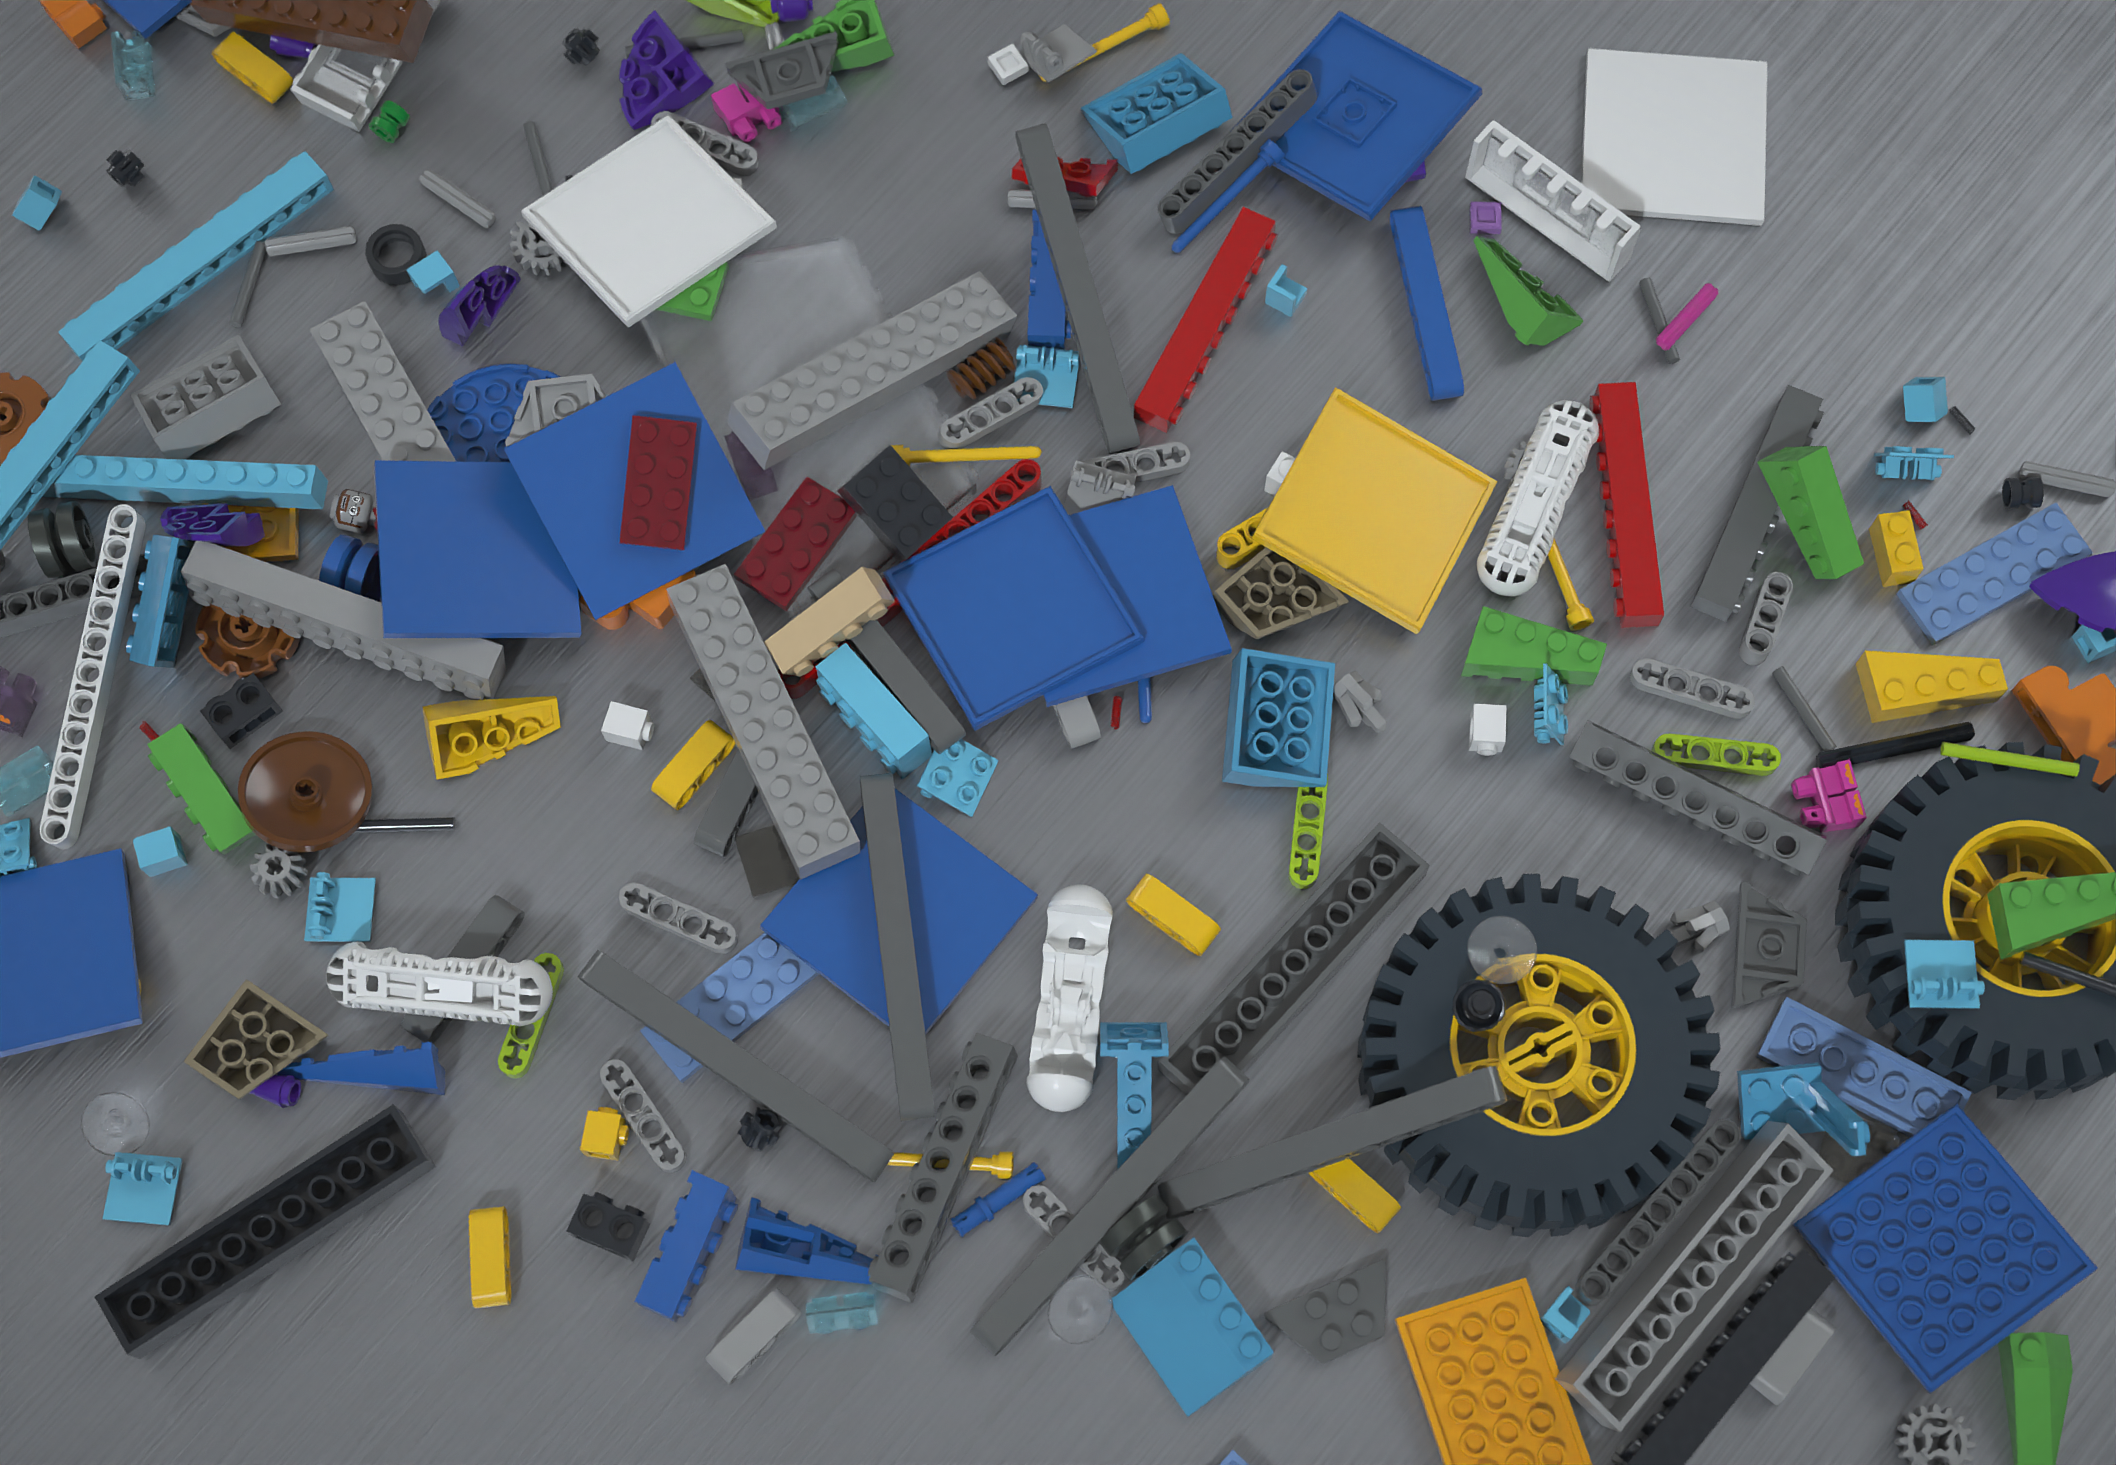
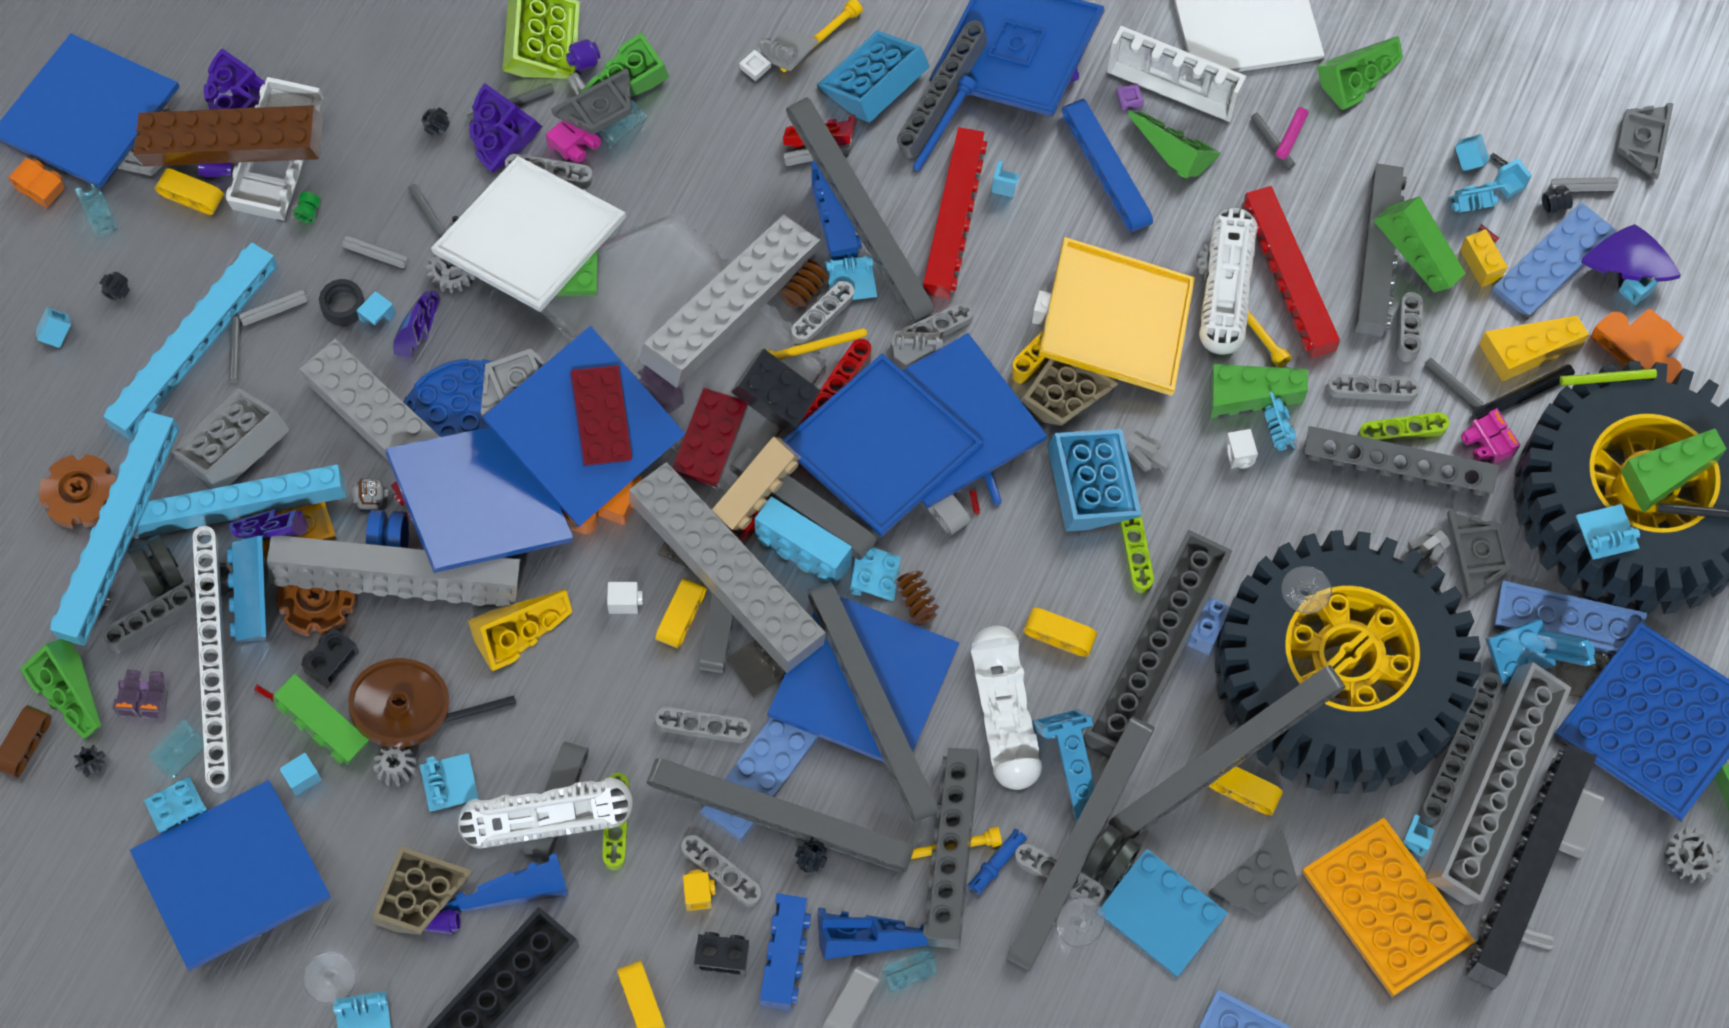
camera: 20 degrees left, 5 degrees down
(999, 821) = (916, 597): none -> reddish brown piece
(1367, 958) = (1208, 626): none -> medium blue hips
(1479, 1005) = (1302, 631): black hair -> none
(1796, 254) = (1354, 73): none -> bright green wedge
(1970, 447) = (1515, 177): none -> medium azure panel

